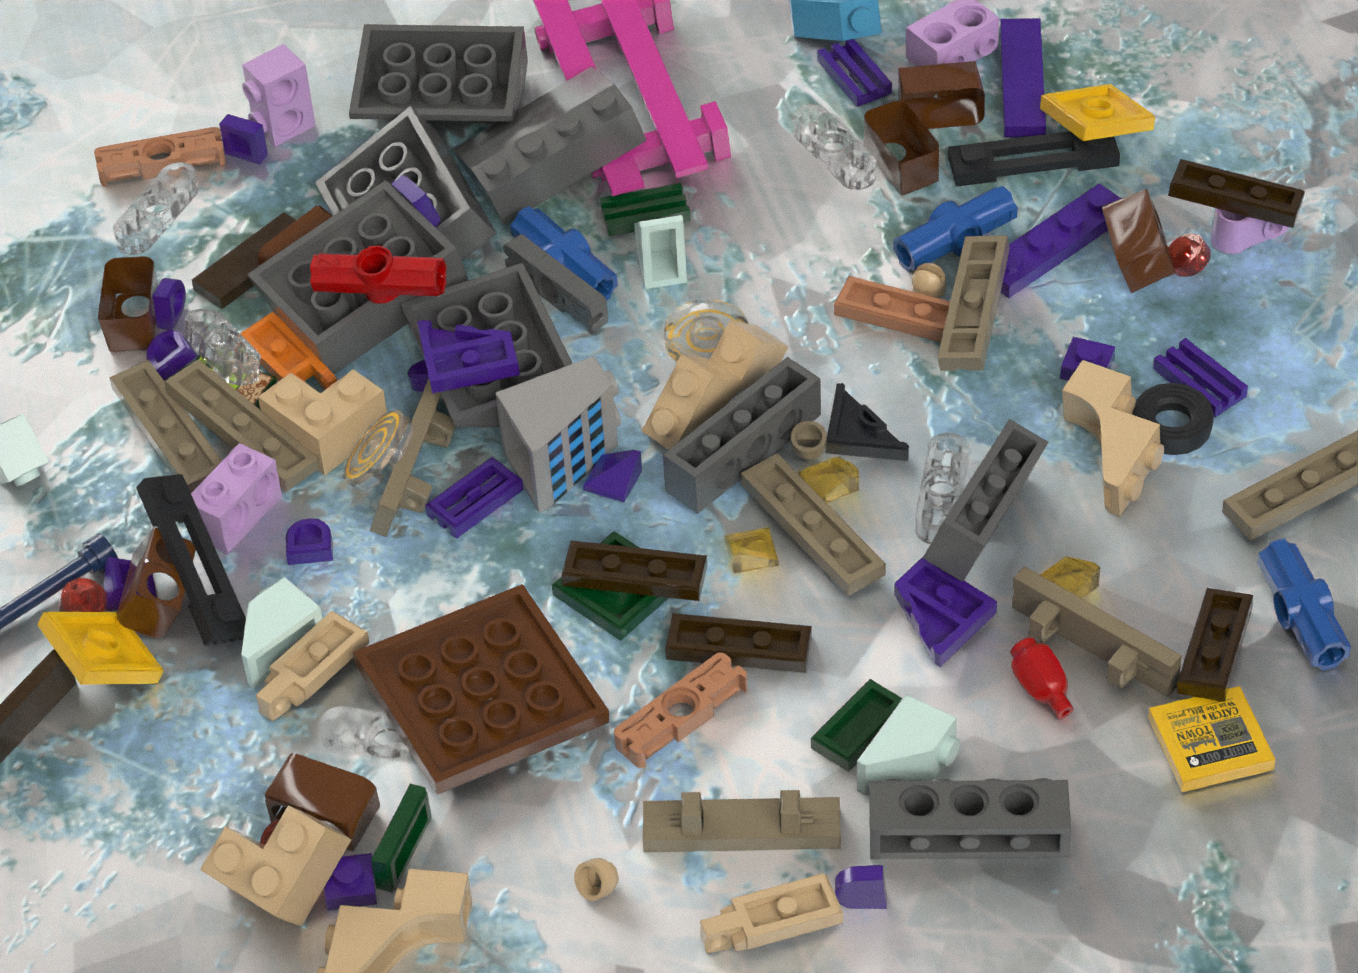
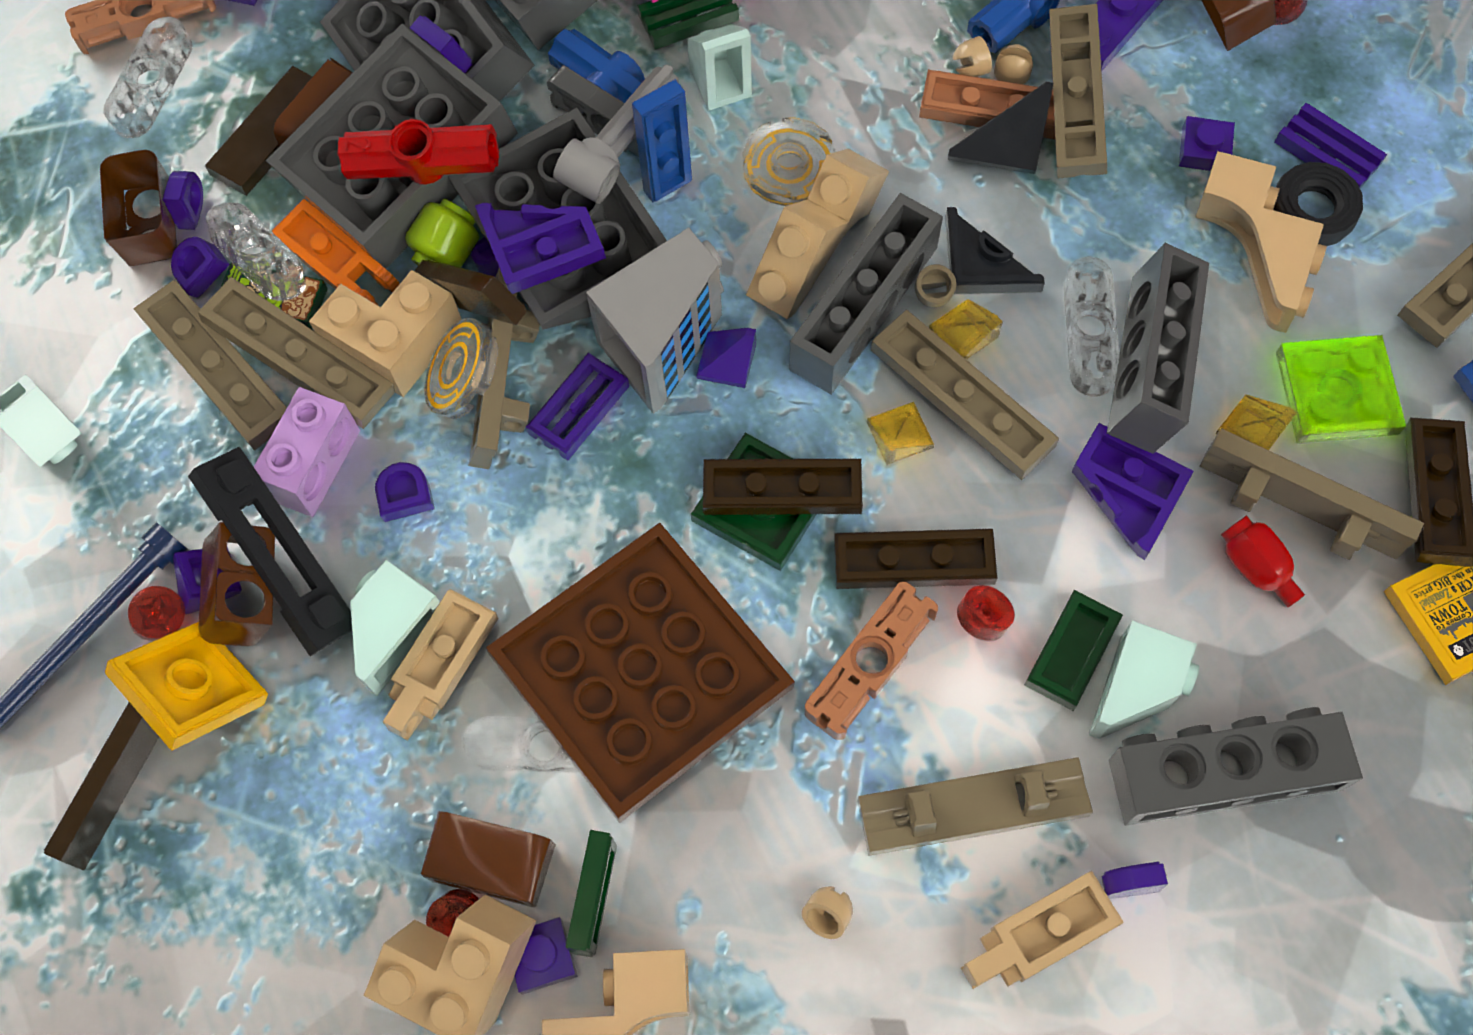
camera: 10 degrees left, 20 degrees up
(385, 353) = (442, 234): none -> lime head
(404, 387) = (475, 291): none -> dark brown tile
(525, 302) = (593, 164): none -> light grey axle
(590, 295) = (663, 140): none -> blue tile
(788, 685) = (985, 613): none -> clear red tile
(892, 270) = (974, 57): none -> tan hinge
(908, 335) = (1011, 138): none -> black tile
(1152, 561) = (1340, 389): none -> clear neon green plate

